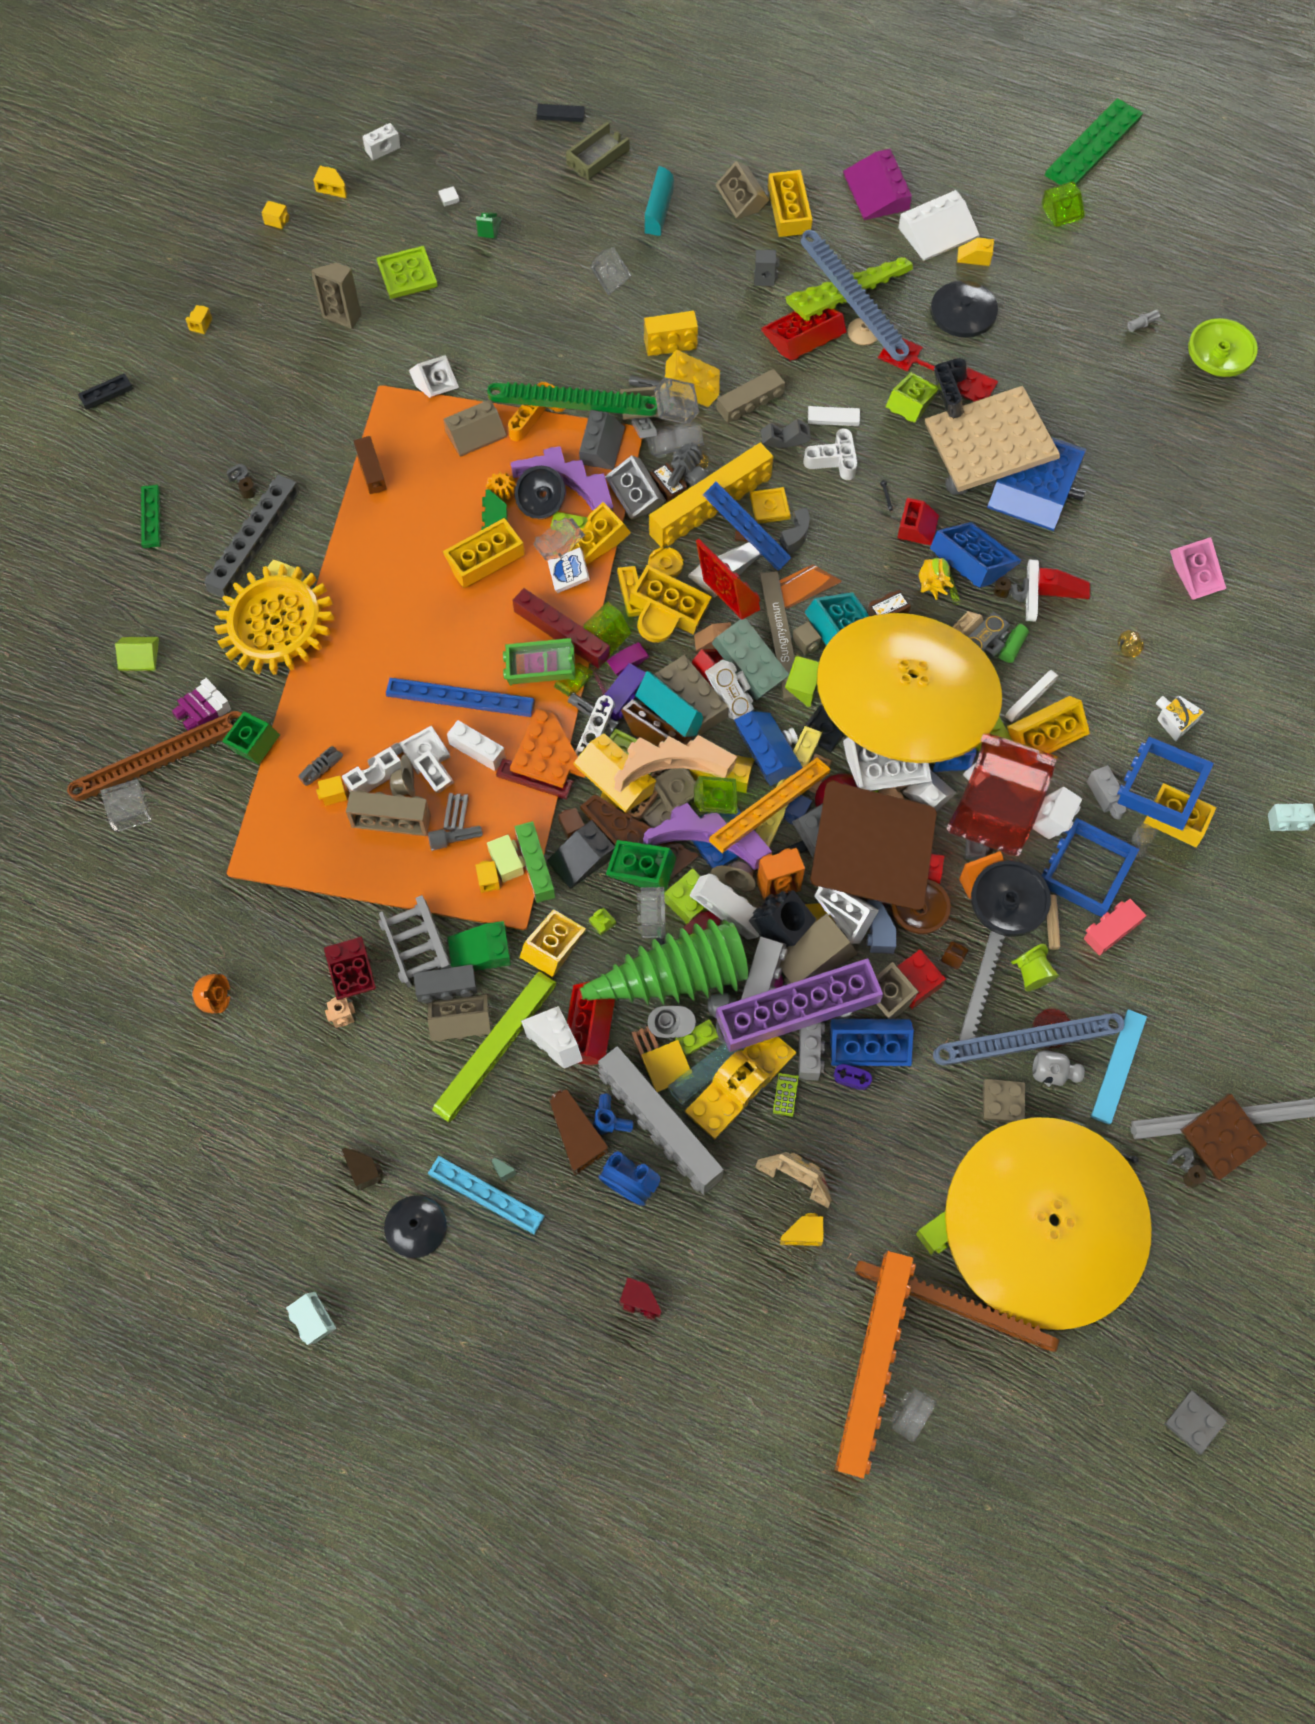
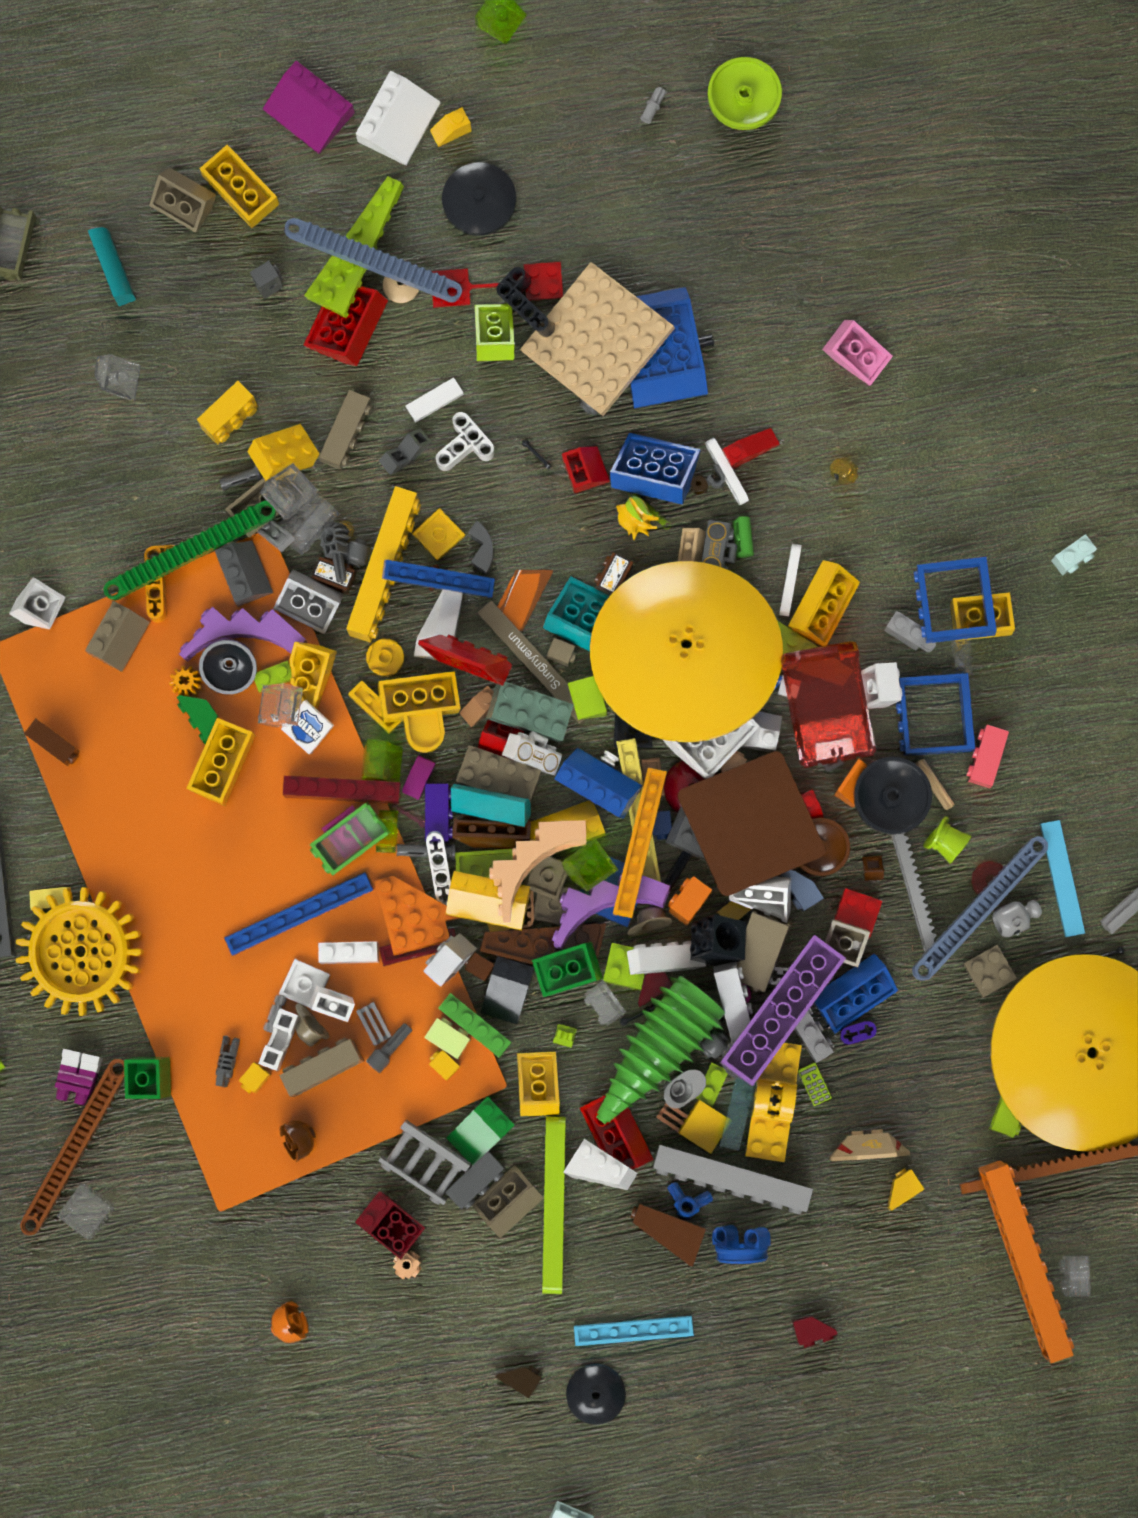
camera: 30 degrees left, 15 degrees up
(329, 855) = (298, 1139): none -> reddish brown cylinder
(504, 1171) = (633, 1303): sand green slope -> none
(551, 795) = (449, 959): none -> brick
(1178, 716) = (925, 517): torso -> none

